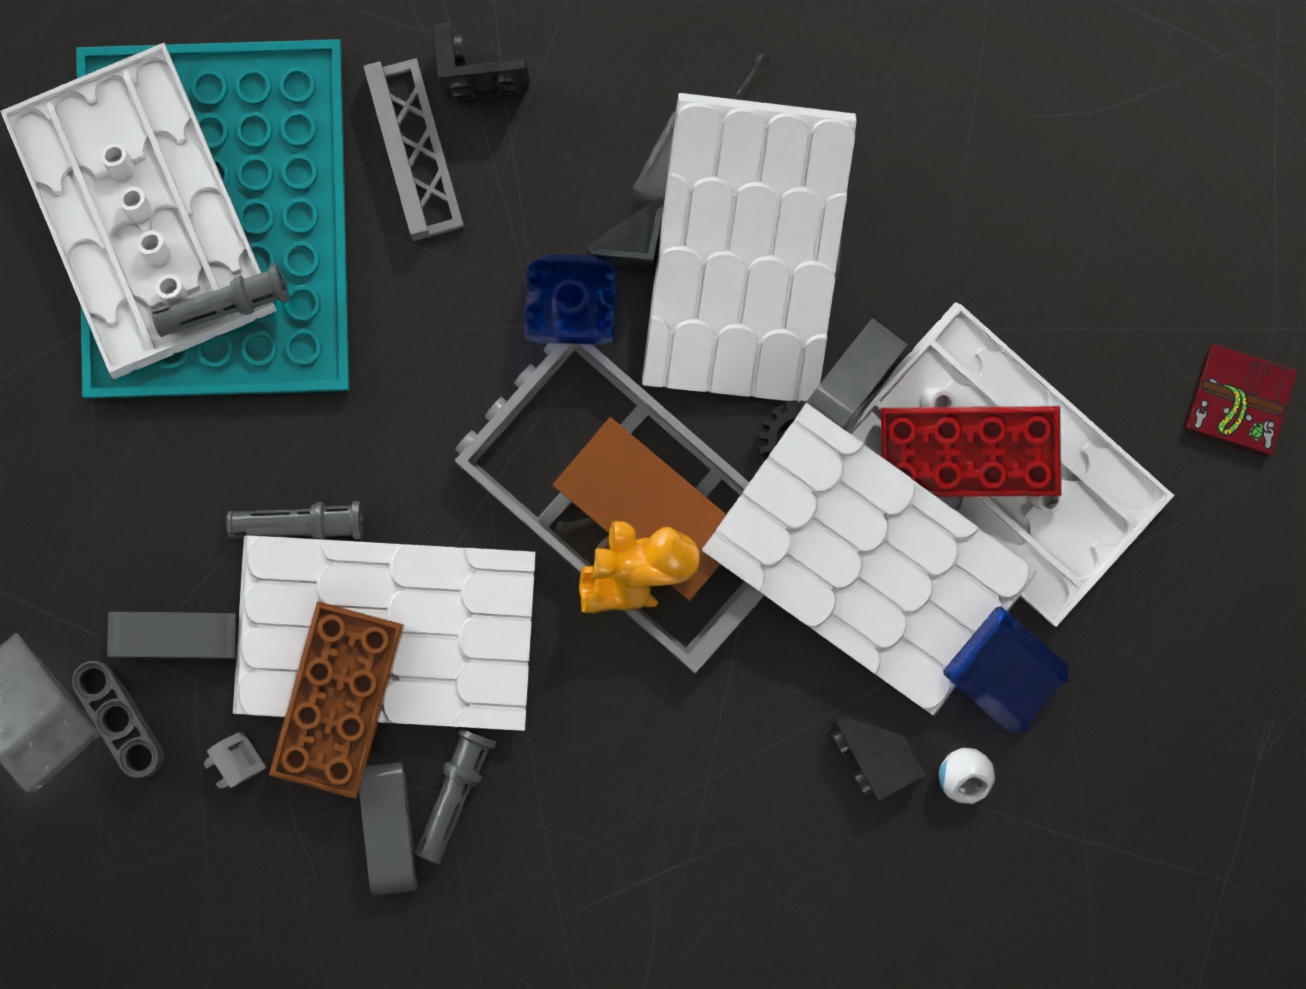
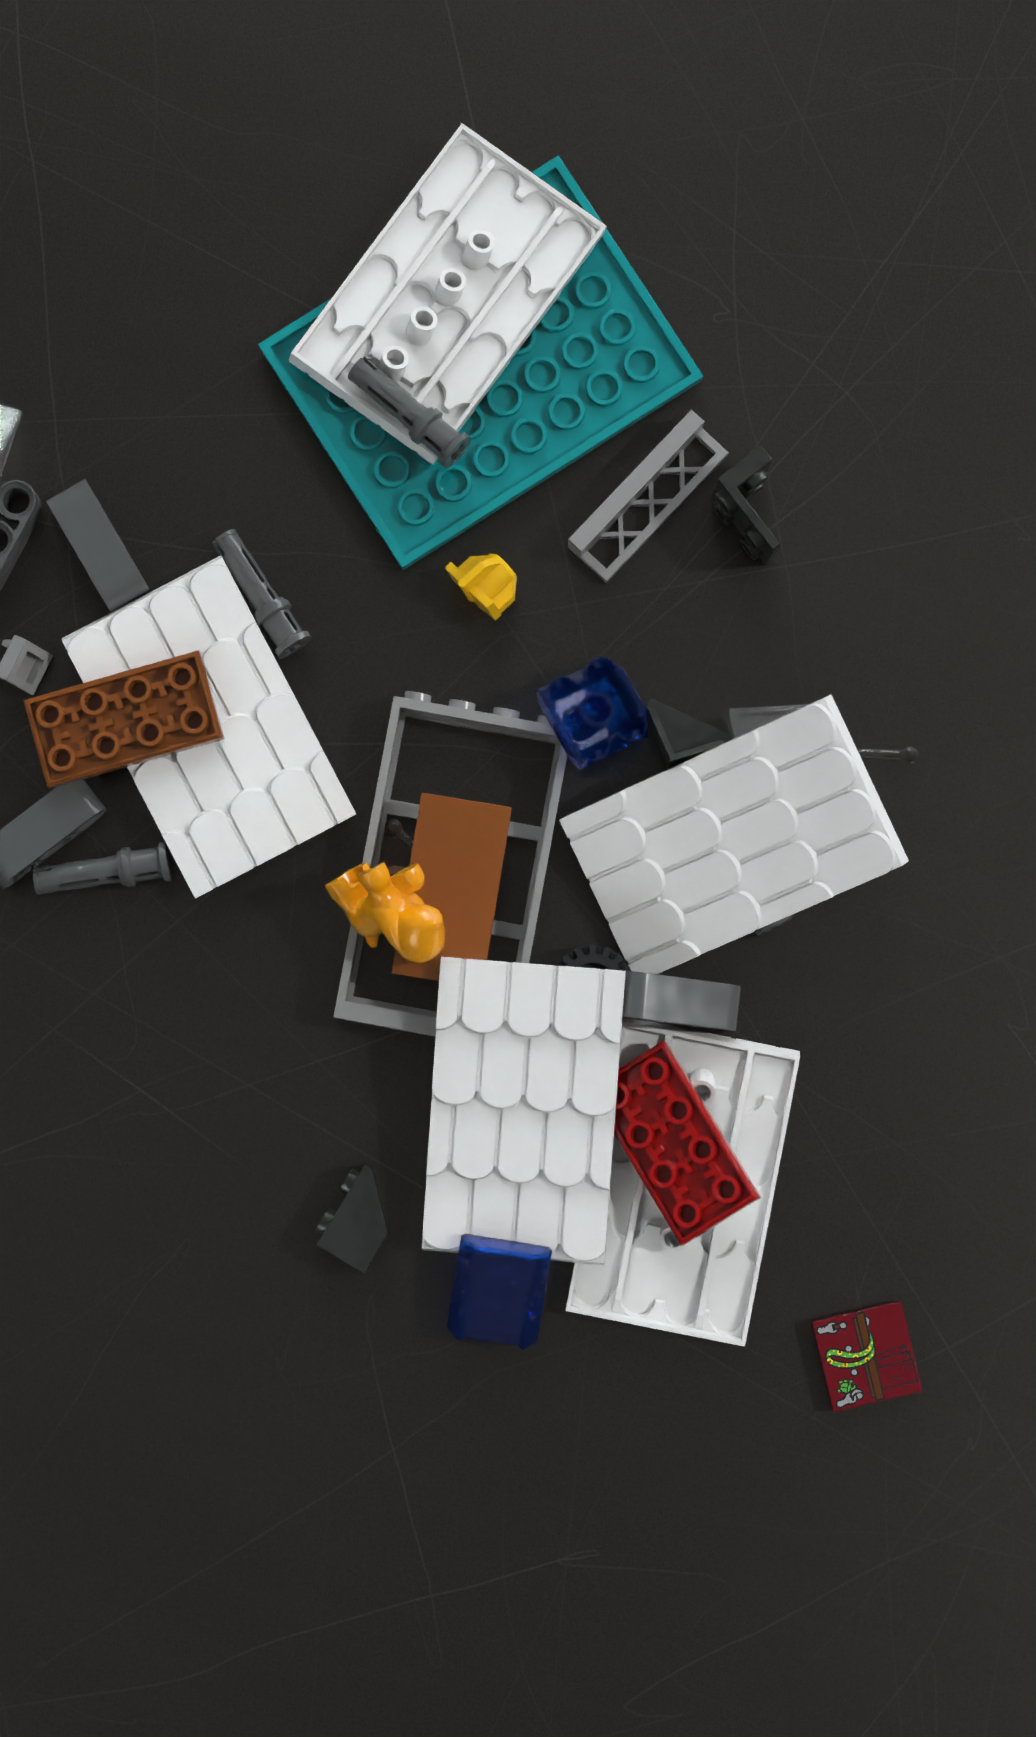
camera: 55 degrees right, 0 degrees up
(403, 326) = (486, 582): none -> yellow piece
(966, 775) = (386, 1309): white piece -> none

